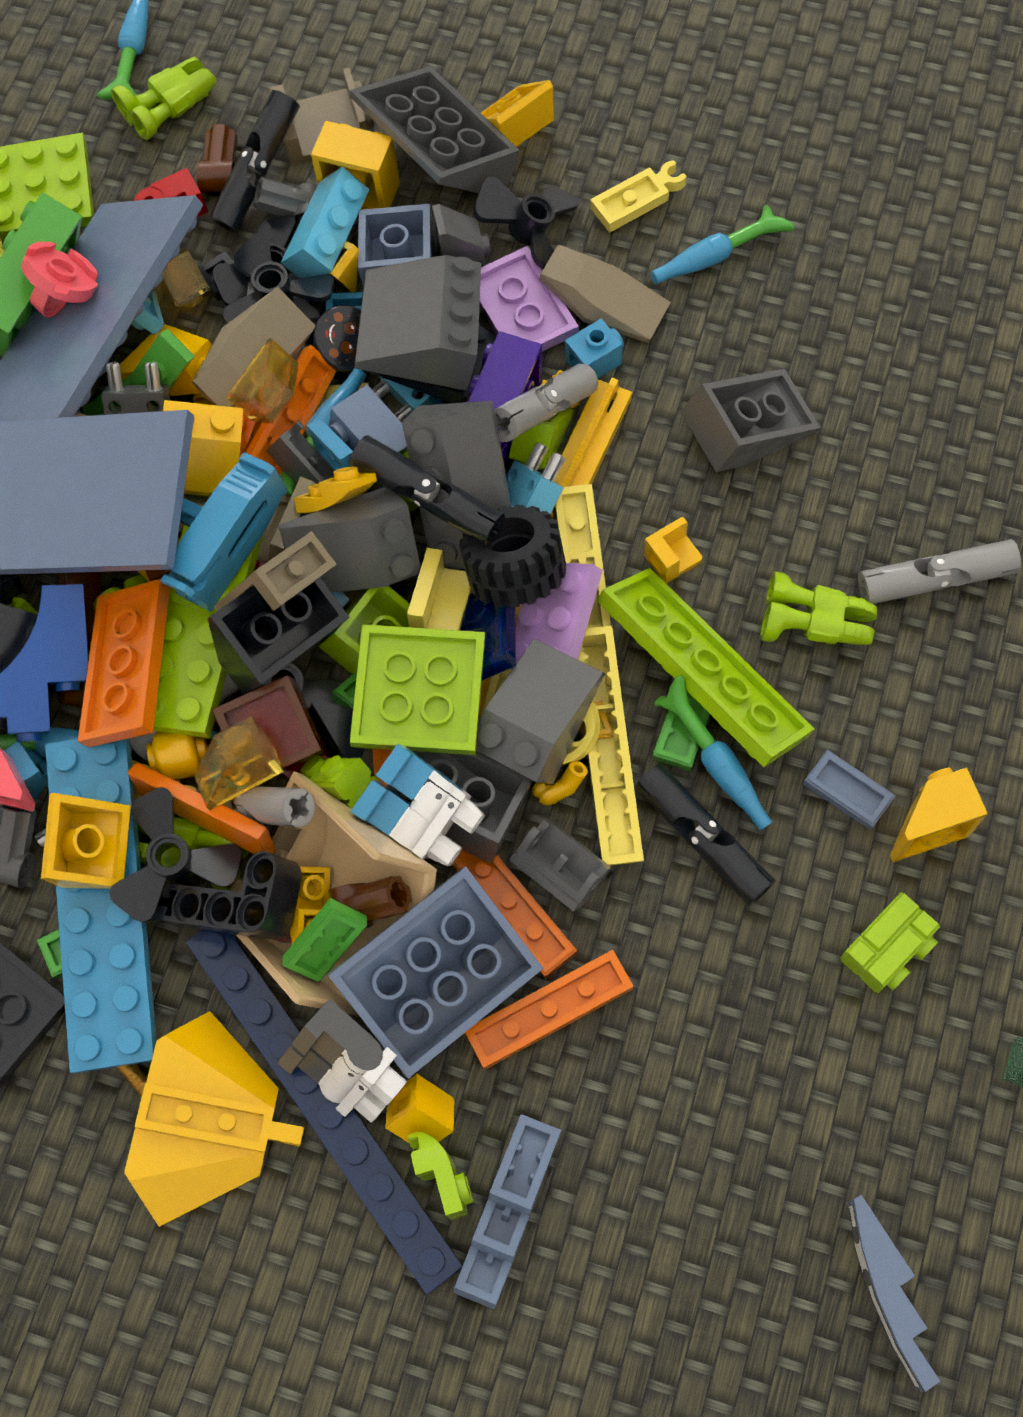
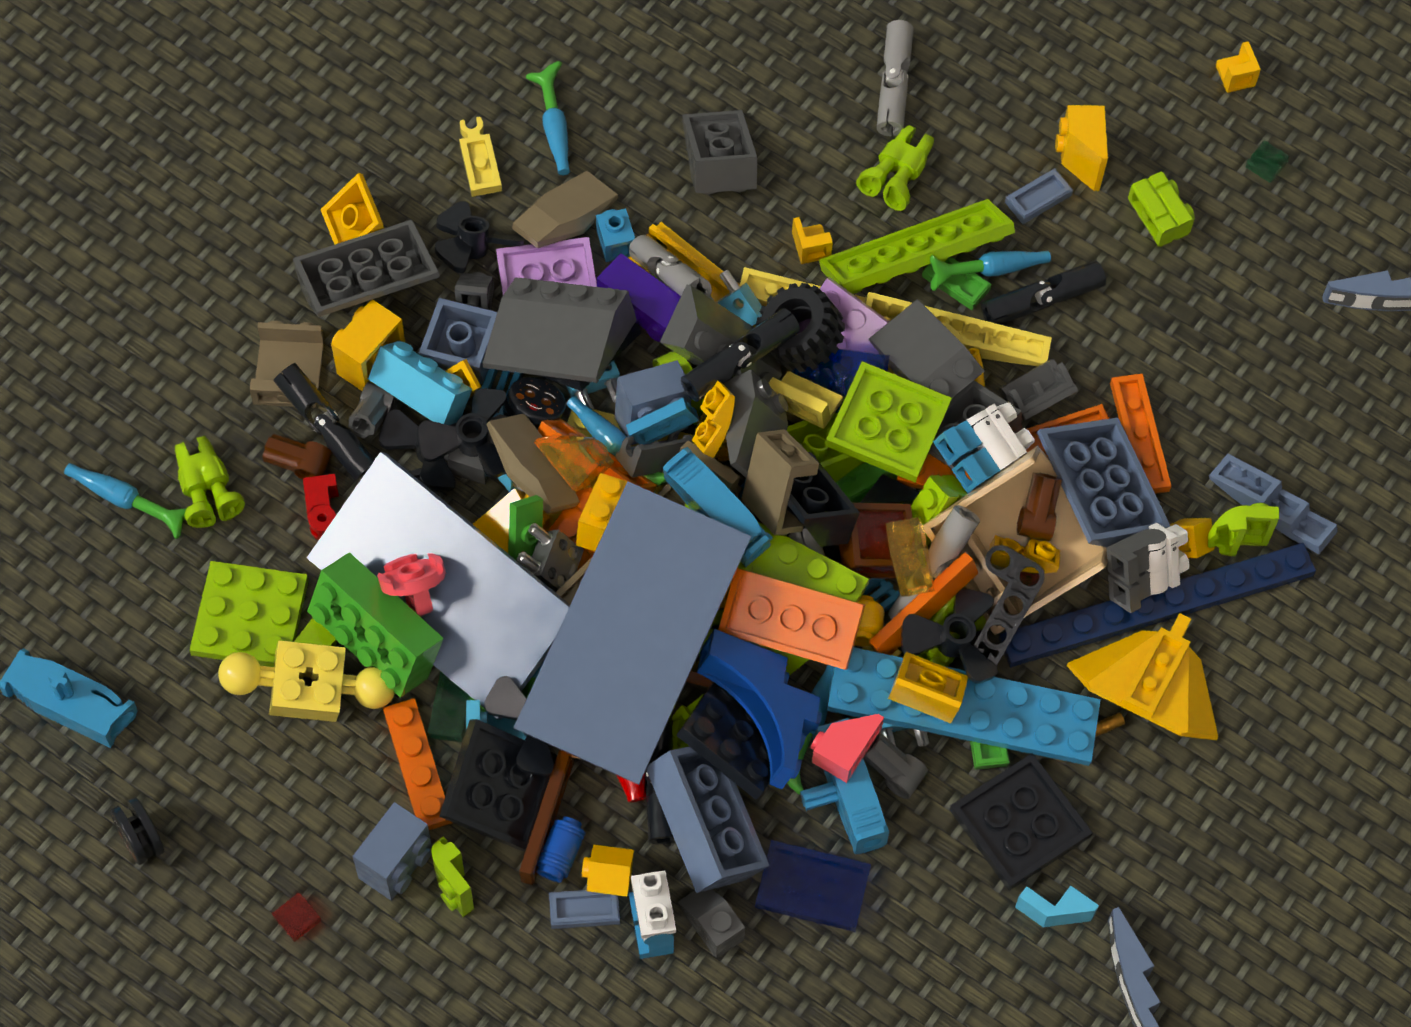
camera: 80 degrees left, 5 degrees down
(324, 940) = (1061, 540): bright green plate -> none

